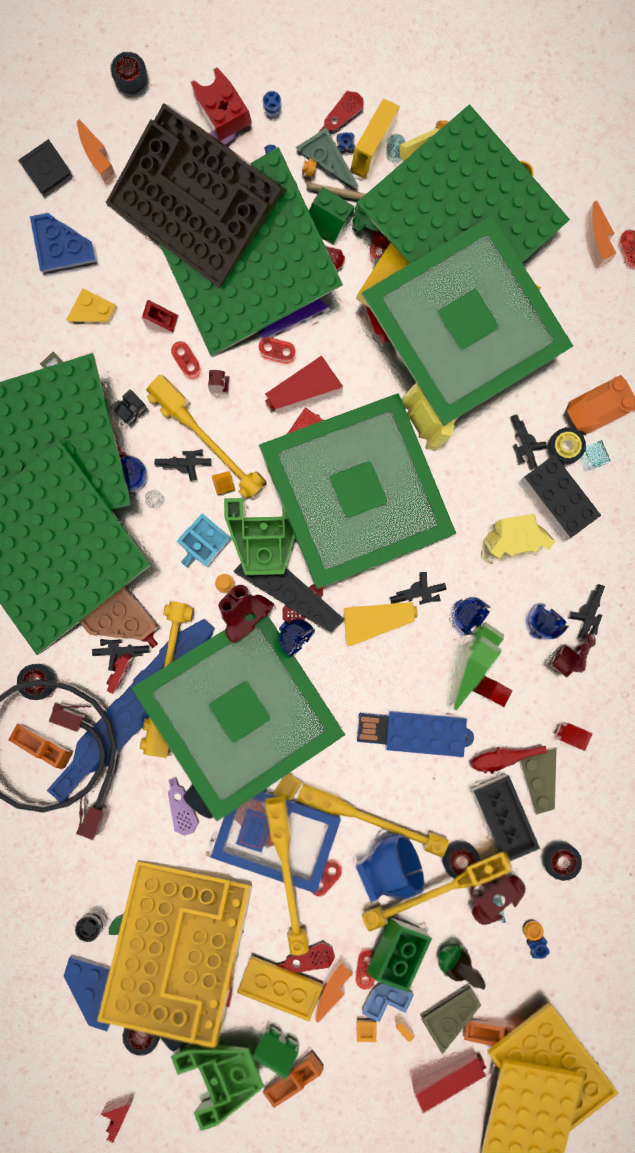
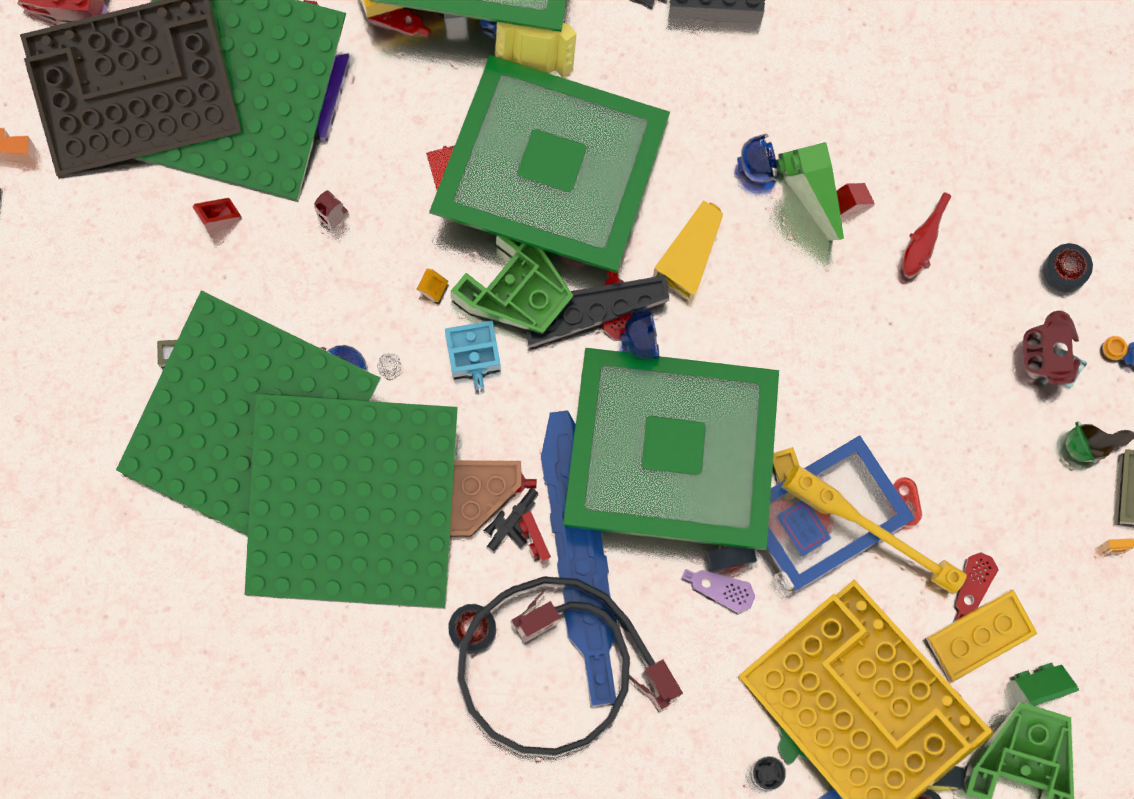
camera: 60 degrees left, 10 degrees down
(40, 746) = (540, 678): orange slope -> none
(59, 244) = (57, 250): blue plate -> none
(91, 308) = (148, 273): yellow wing -> none
(123, 411) = (278, 310): black wheel -> none
(174, 405) = (313, 269): yellow bar -> none
(177, 613) = (631, 550): yellow bar -> none
(185, 465) = (382, 308): black piece -> none
(186, 359) = (281, 222): clear red plate -> none
(224, 583) = (532, 364): light orange plate -> none
(234, 618) = (566, 369): dark red piece -> none
(278, 347) = (346, 131): clear red plate -> none
(299, 1076) = (1086, 703): orange slope -> none
(304, 386) = (407, 132): red slope -> none
(332, 804) = (839, 433): yellow bar -> none
(333, 989) = (1024, 583): orange slope -> none
(361, 970) = (1026, 538): clear red plate -> none
(366, 1030) = (1090, 584): light orange plate -> none
(383, 996) = (1068, 540): medium blue plate -> none
(386, 868) = (949, 426): blue plate -> none
(399, 955) = (1039, 487): green brick -> none
(416, 733) = (832, 300): blue piece -> none
(419, 589) = (695, 189): black piece -> none
(455, 851) = (1001, 350): wheel -> none
(473, 876) = (1018, 347): yellow bar -> none
(505, 817) = (984, 283): black brick -> none
(517, 536) = (720, 55): light yellow slope -> none
(541, 780) = (973, 226): olive wing -> none
(547, 623) = (826, 99): clear blue cylinder -> none
(568, 661) = (880, 107): dark red piece -> none
(573, 736) = (956, 158): red slope -> none
(588, 612) = (848, 58): black piece -> none

